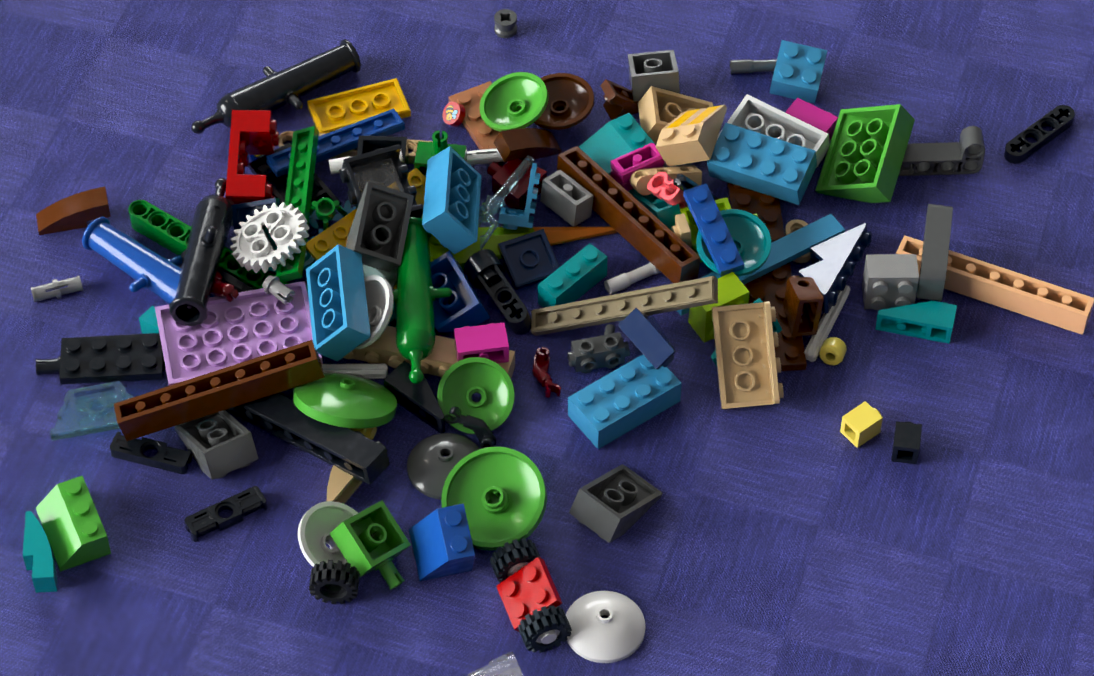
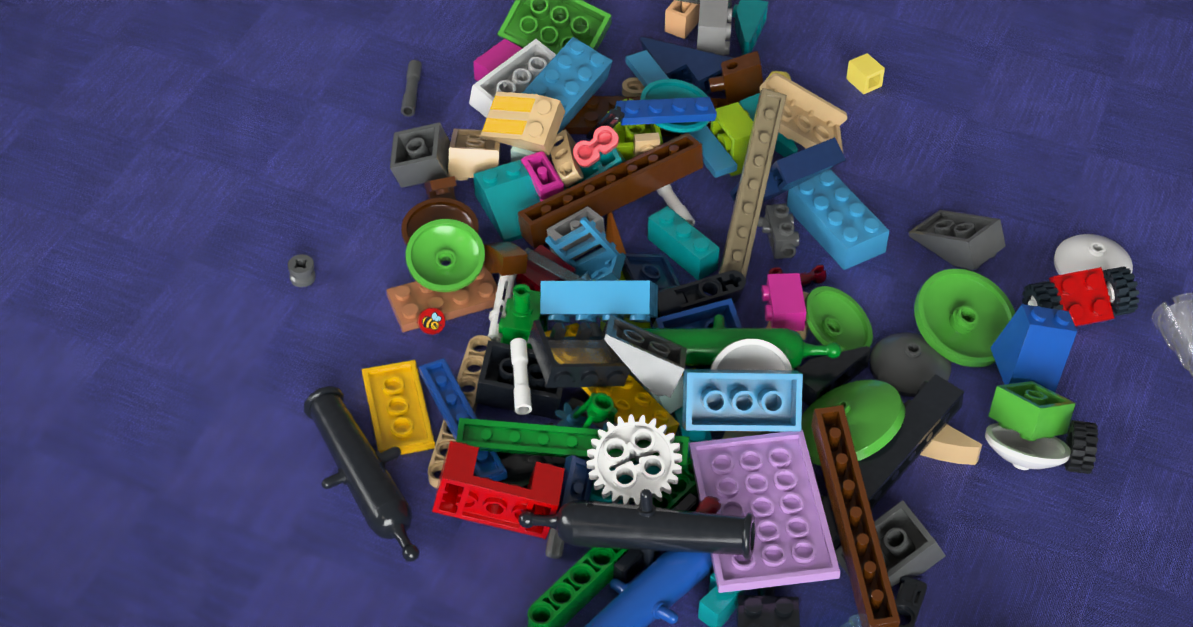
camera: 85 degrees left, 5 degrees down
(240, 504) = (992, 566): black piece -> none
(273, 286) = (704, 463): light grey pin -> none
(478, 425) = (874, 326): black arm -> none
(798, 71) = (437, 58): dark azure brick -> none
(906, 442) = (885, 49): black brick -> none

